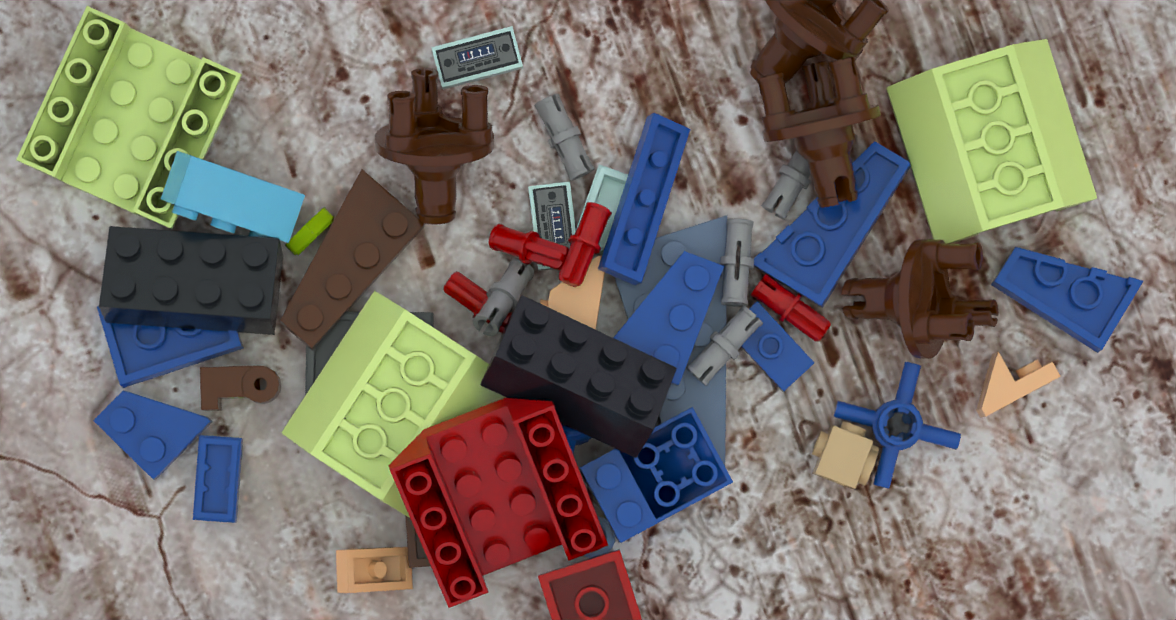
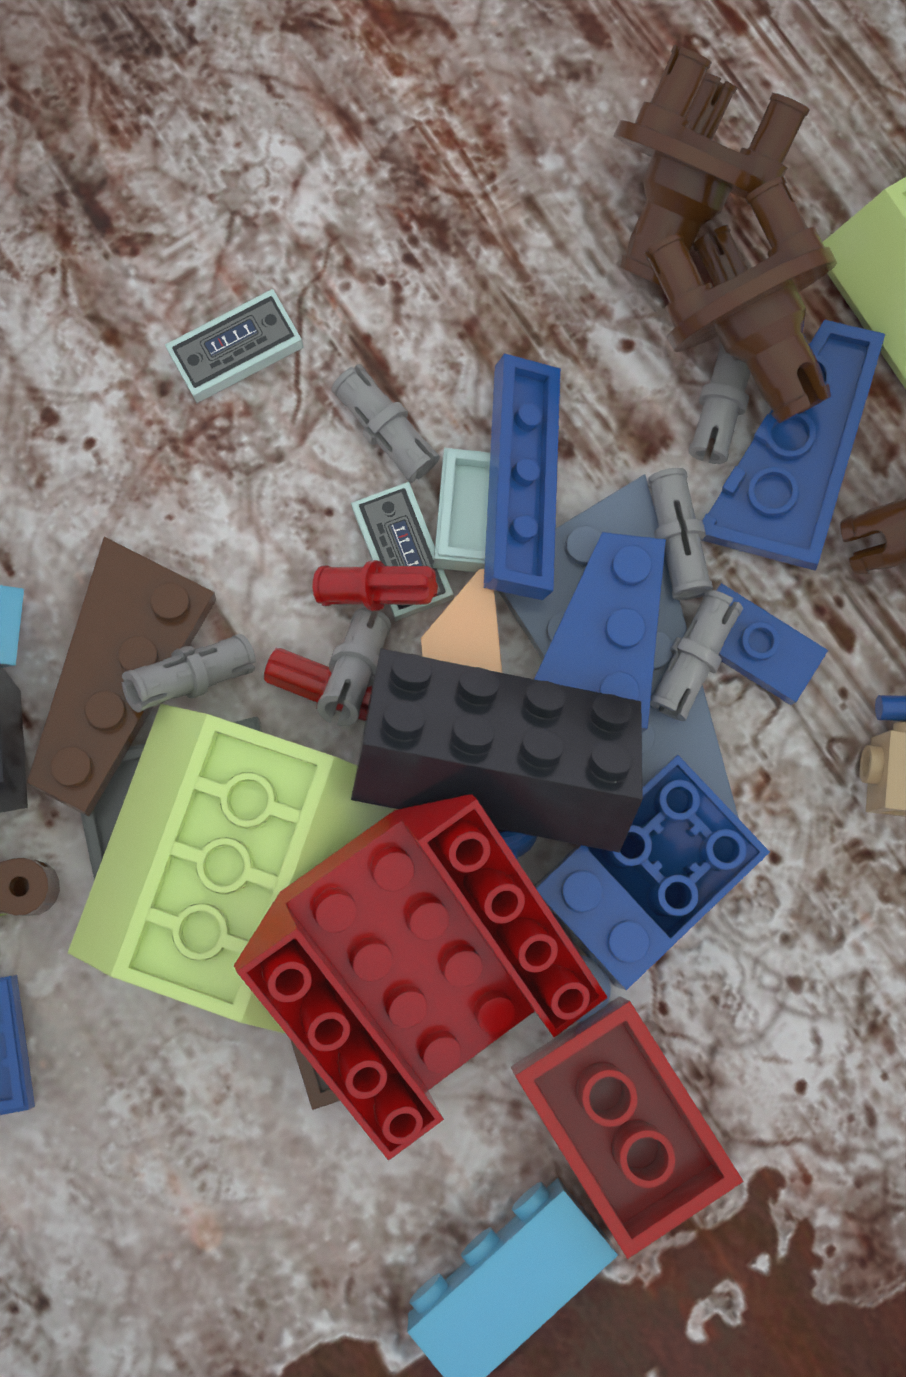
camera: 20 degrees left, 5 degrees down
(310, 231) = (46, 644): lime tile -> none
(373, 570) = (255, 1129): light nougat slope -> none
(397, 274) = (188, 672): none -> light grey pin
(435, 144) = (193, 467): reddish brown piece -> none
(584, 244) = (454, 556): red axle -> none
(791, 308) = (771, 581): red axle -> none

